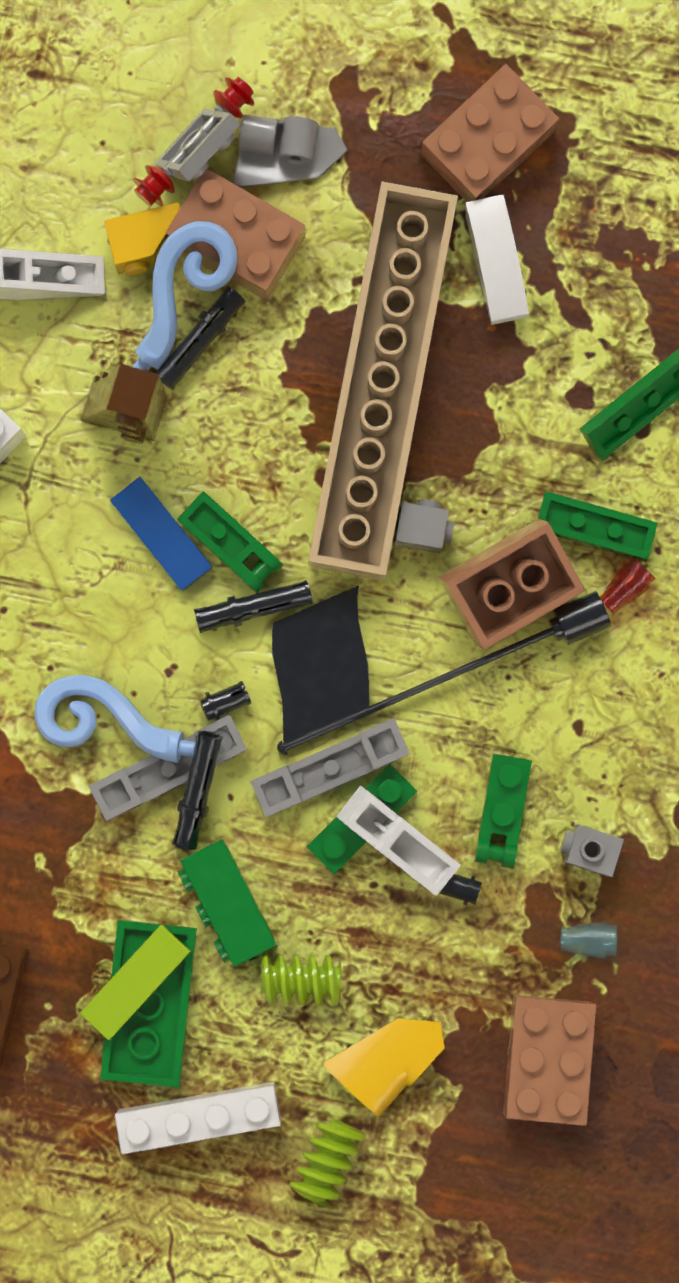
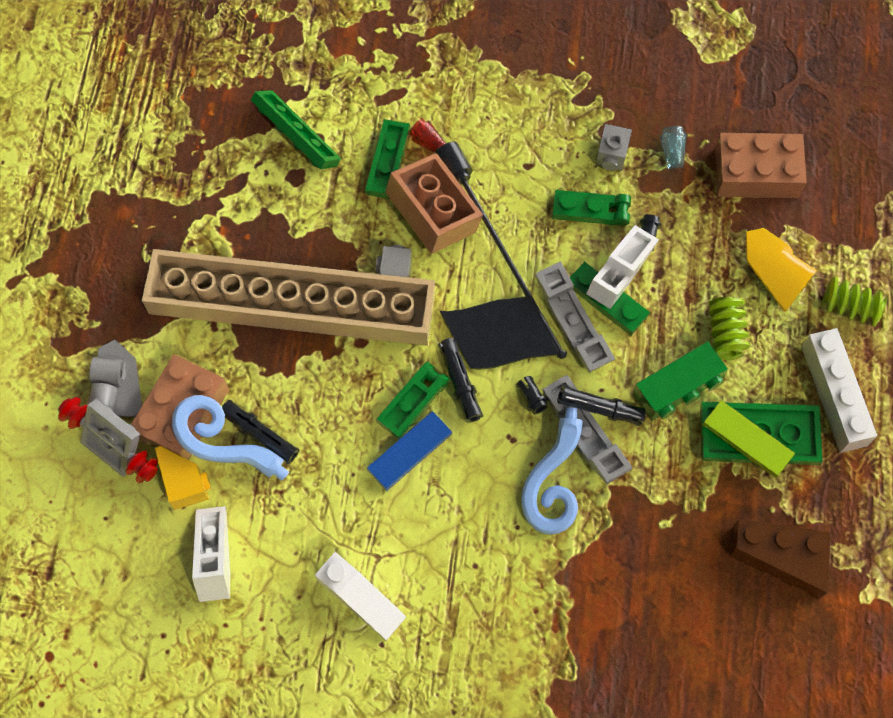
camera: 90 degrees left, 15 degrees down
(126, 402) = (314, 470): reddish brown wedge -> none
(489, 135) = (107, 239): nougat brick -> none
(496, 259) = (199, 229): white slope -> none

